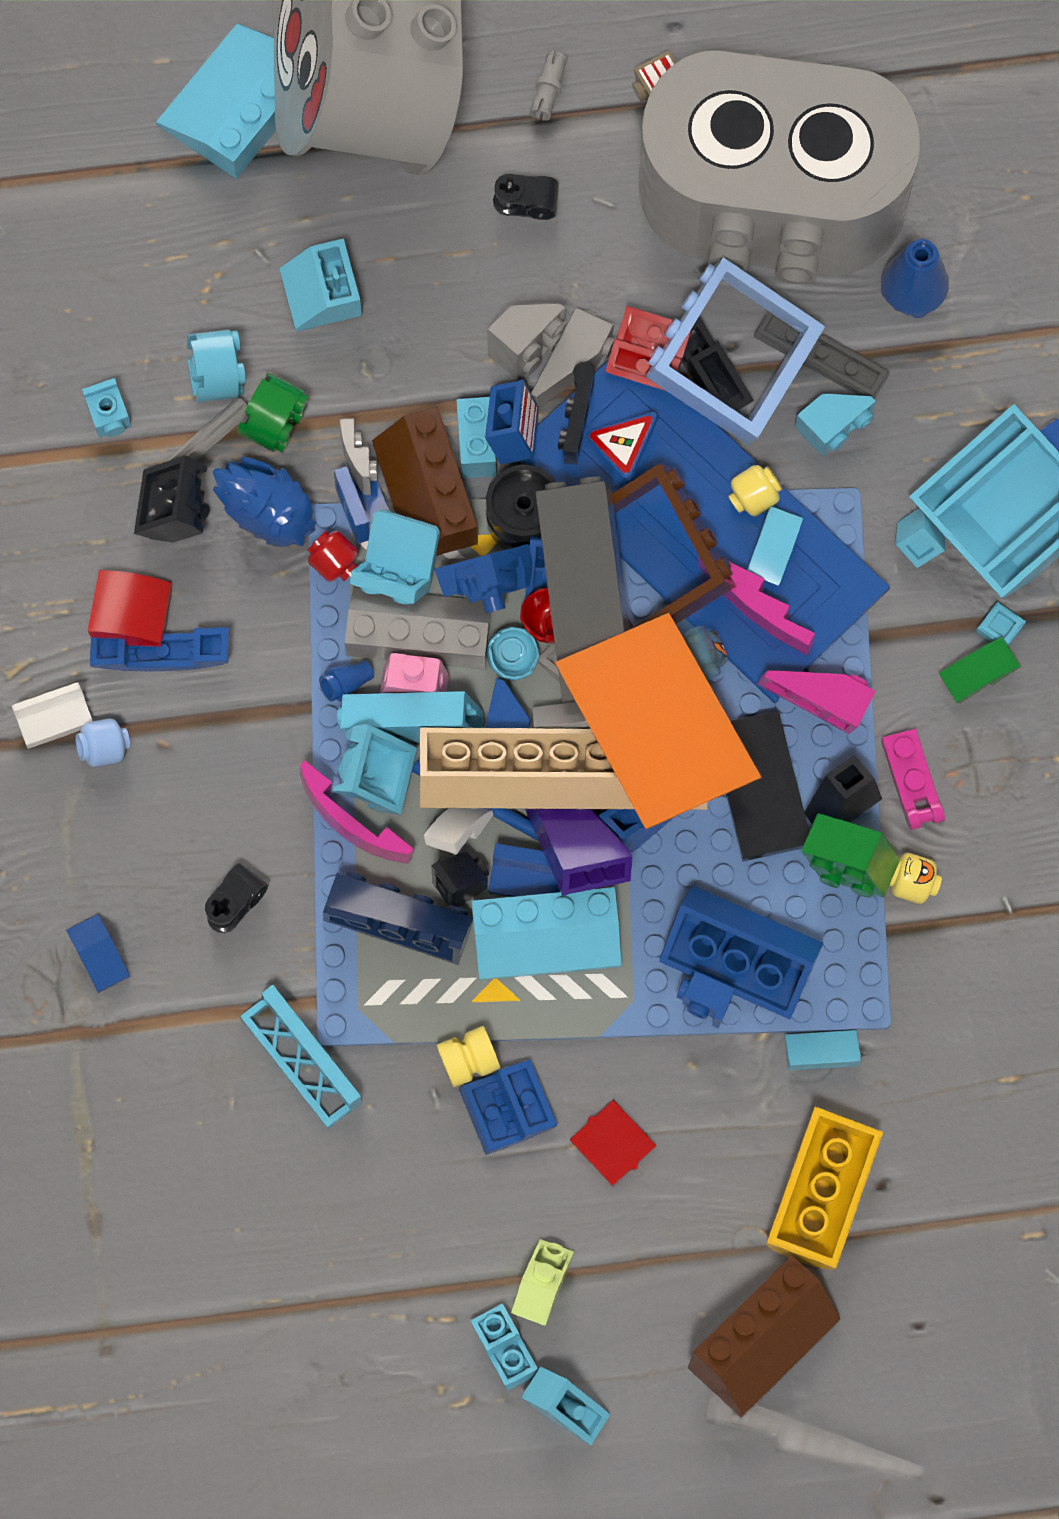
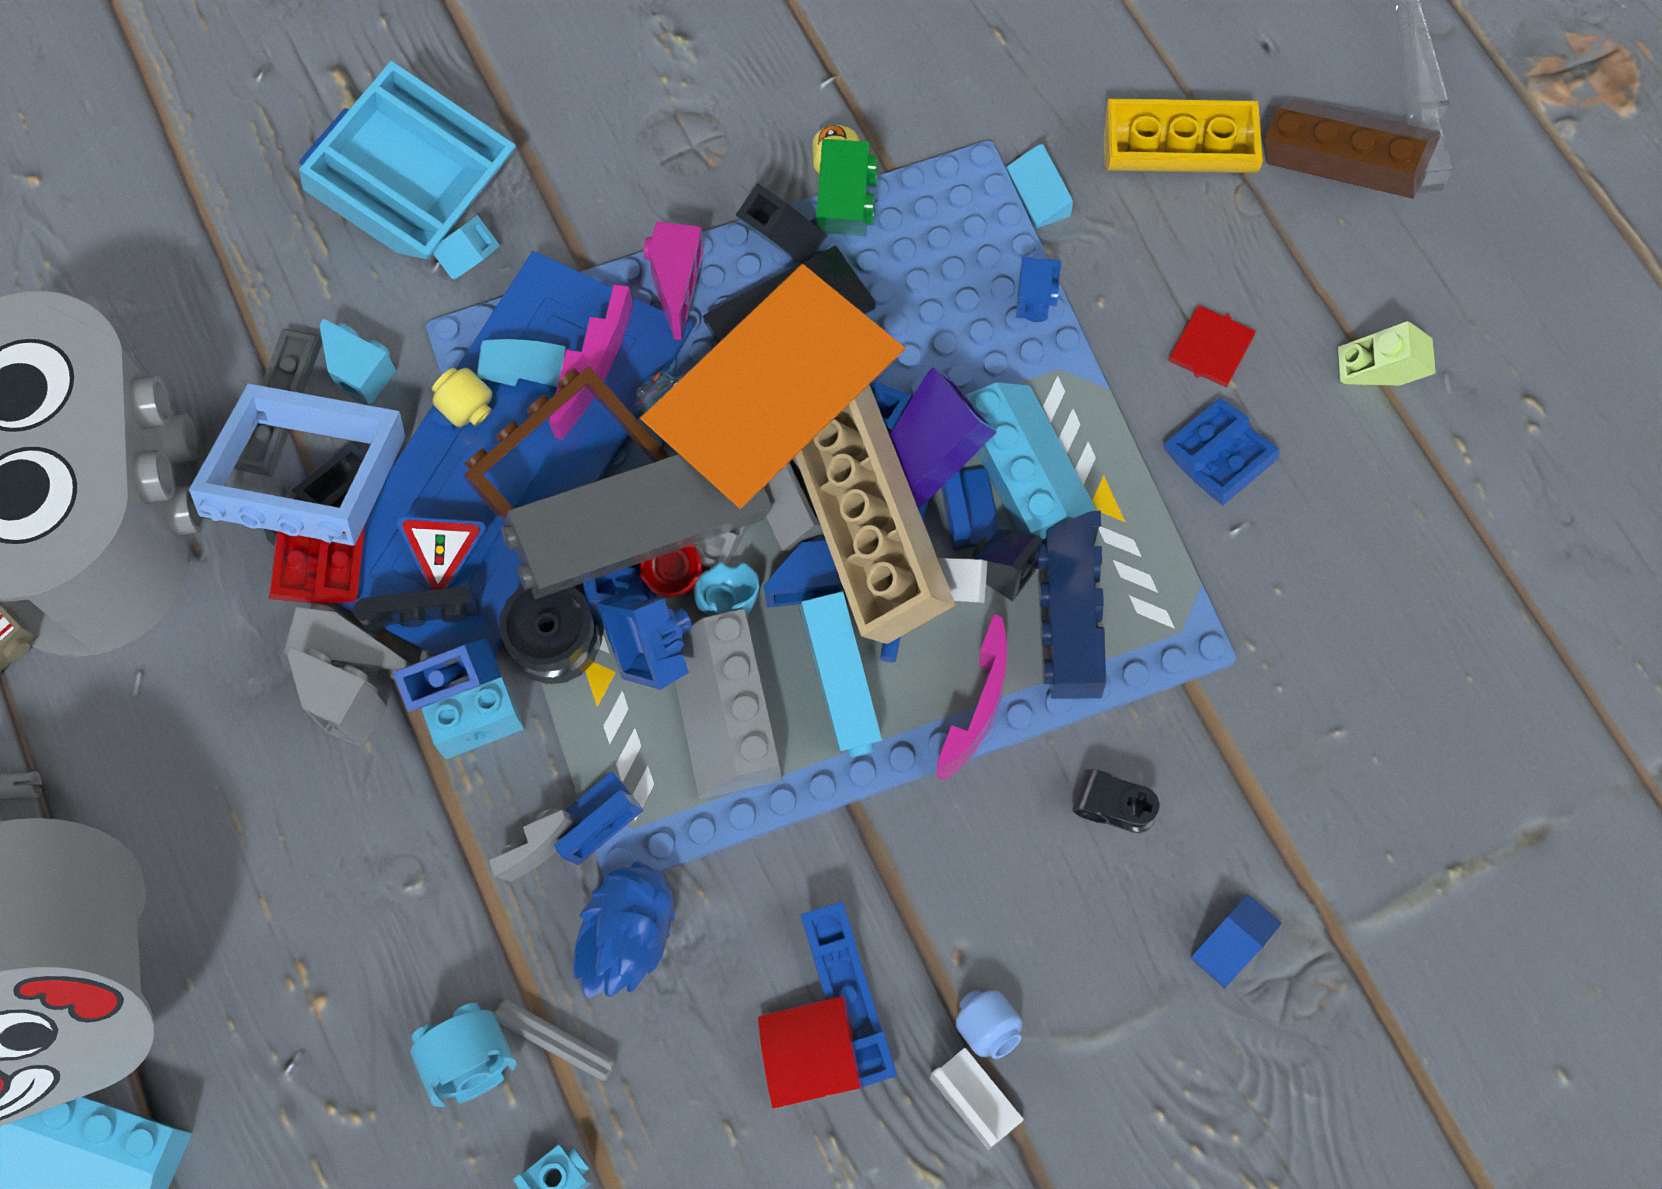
camera: 105 degrees left, 5 degrees down
(171, 501) = (656, 1048): black brick -> none
(272, 413) = (507, 959): green brick -> none
(313, 1050) = (1251, 657): medium azure fence -> none
(321, 286) = (320, 963): medium azure slope -> none
(333, 556) = (671, 825): red head -> none
(345, 679) = (819, 764): blue cone -> none
(376, 769) = (918, 689): medium azure brick -> none
(398, 558) = (654, 746): medium azure bracket -> none
(413, 675) = (796, 684): bright pink torso -> none
(426, 479) = (548, 753): reddish brown slope -> none
(468, 1056) = (1191, 497): light yellow wheel -> none
(504, 1347) = (1465, 376): medium azure slope -> none
(530, 196) = (149, 763): black piece -> none
(565, 1405) = (1497, 304): medium azure slope -> none
(741, 949) = (975, 273): blue slope -> none
(912, 778) = (729, 188): dark pink plate -> none
(915, 279) = (164, 324): blue cone -> none
(980, 669) = (596, 157): green slope -> none
(1001, 623) = (541, 157): medium azure tile -> none

